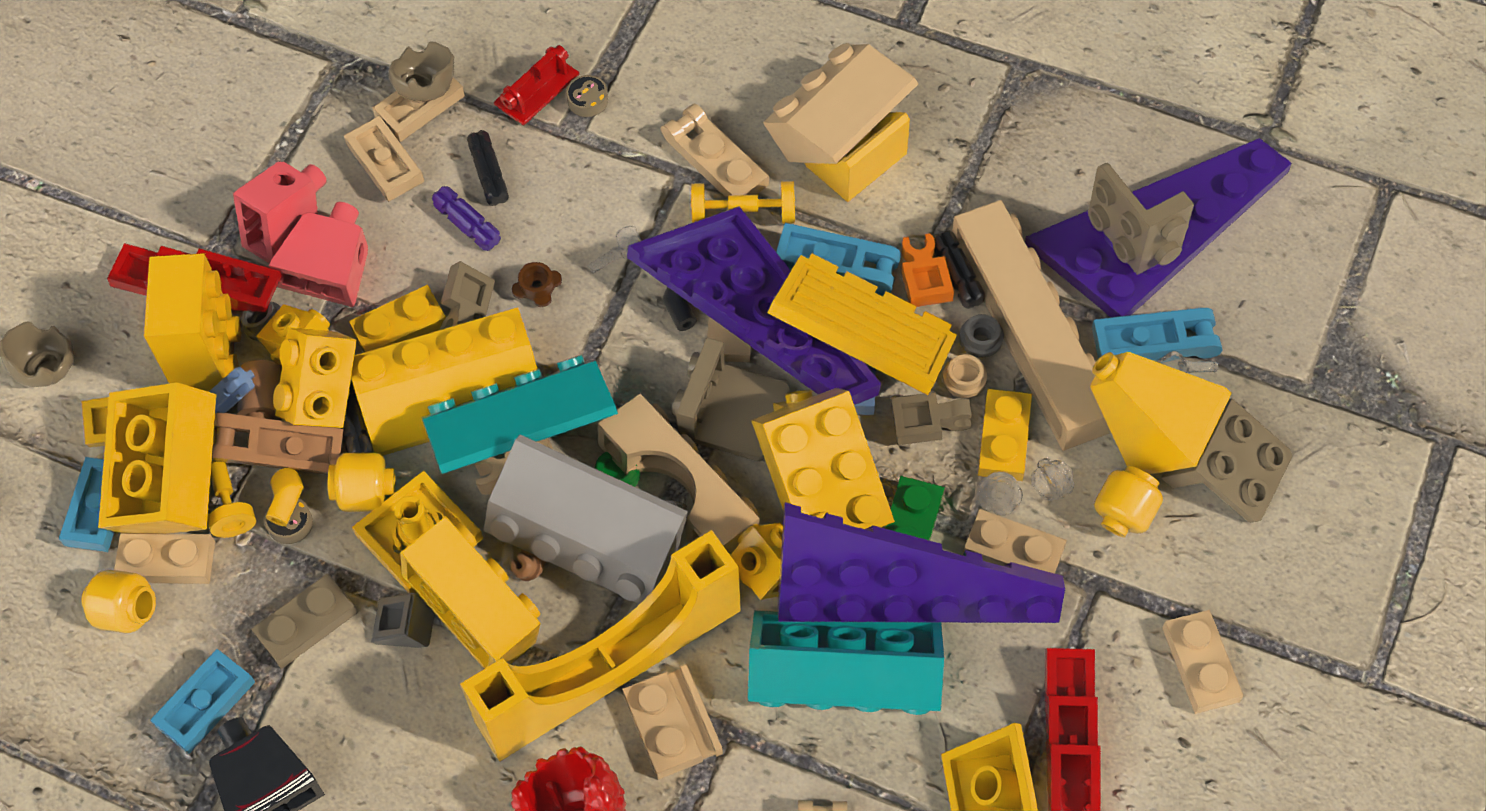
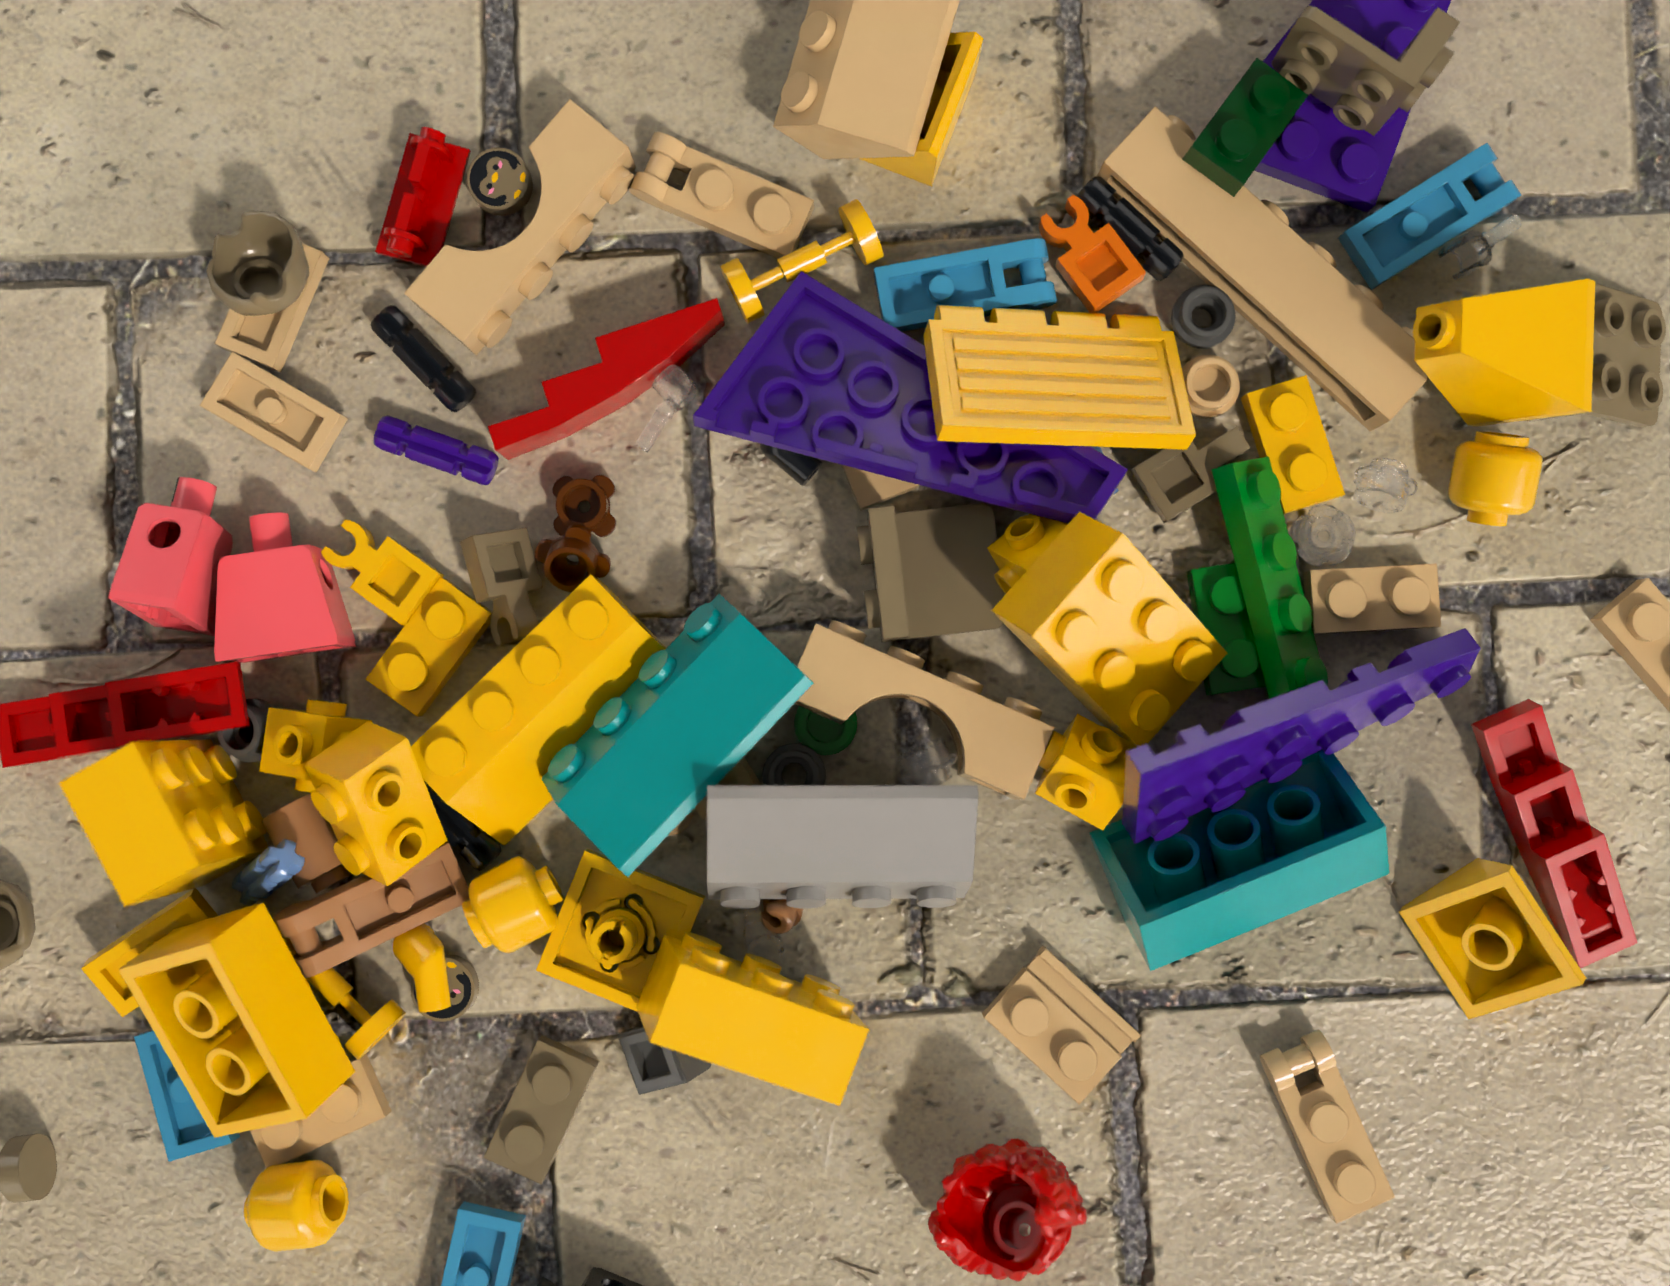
camera: 25 degrees left, 25 degrees up
(394, 269) = (389, 576): none -> yellow plate
(520, 297) = (566, 573): none -> reddish brown plate
(525, 702) = (885, 1116): yellow arch -> none
(543, 142) = (479, 290): none -> tan arch
(591, 222) = (628, 368): none -> red slope
(951, 482) = (1269, 575): none -> green plate
(1051, 231) = (1245, 127): none -> dark green plate

